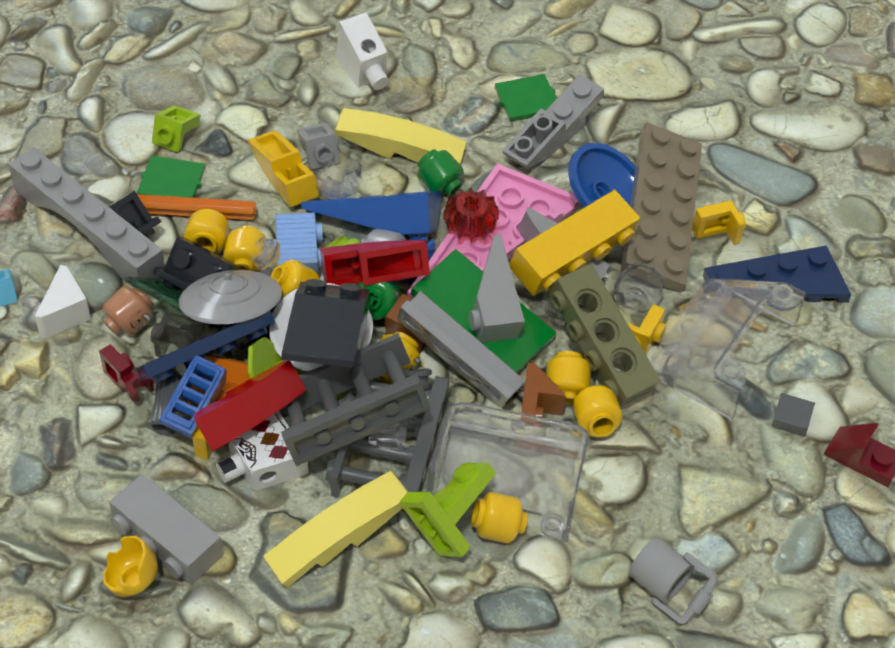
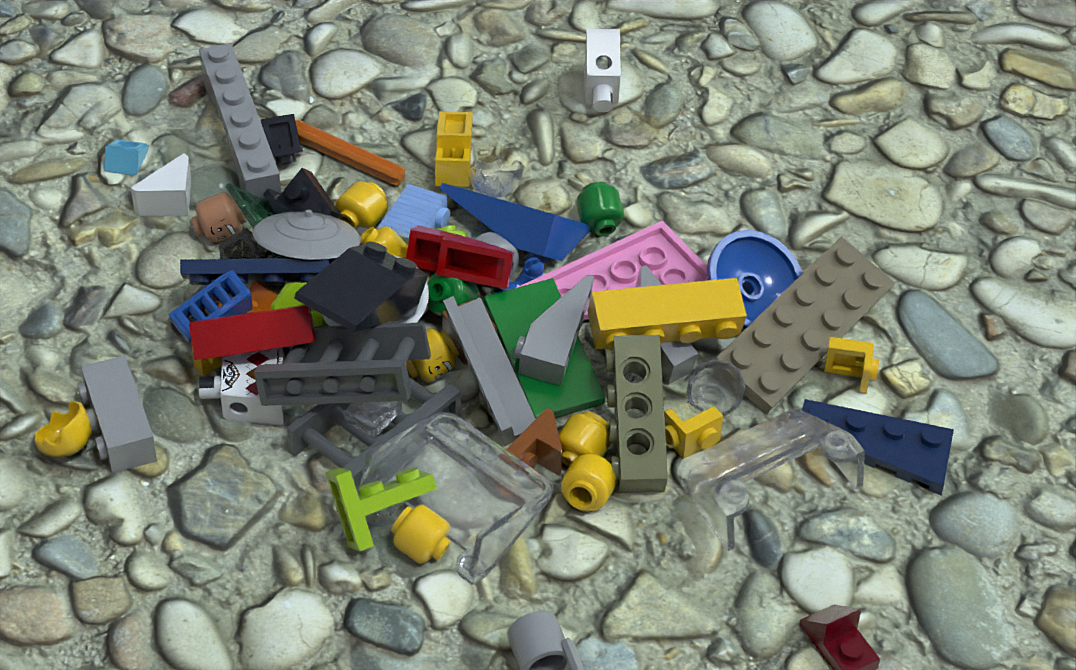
camera: 30 degrees right, 5 degrees down
(119, 370) = (173, 256): dark red plate -> none
(171, 177) = (347, 120): green piece -> none
(172, 125) = (378, 71): lime bracket -> none
(208, 229) = (338, 174): yellow head -> none
(269, 253) = (371, 213): clear plate -> none
(319, 144) = (502, 140): light grey bracket -> none
(337, 527) = (273, 474): light yellow slope -> none
(393, 134) = (580, 157): light yellow slope -> none
(423, 374) = (432, 378): dark grey bush -> none
(471, 214) = (593, 253): clear red gear -> none
(525, 96) = (748, 174): green piece -> none
(557, 125) = (749, 209): light grey slope -> none
(793, 414) = (792, 572): dark grey tile -> none

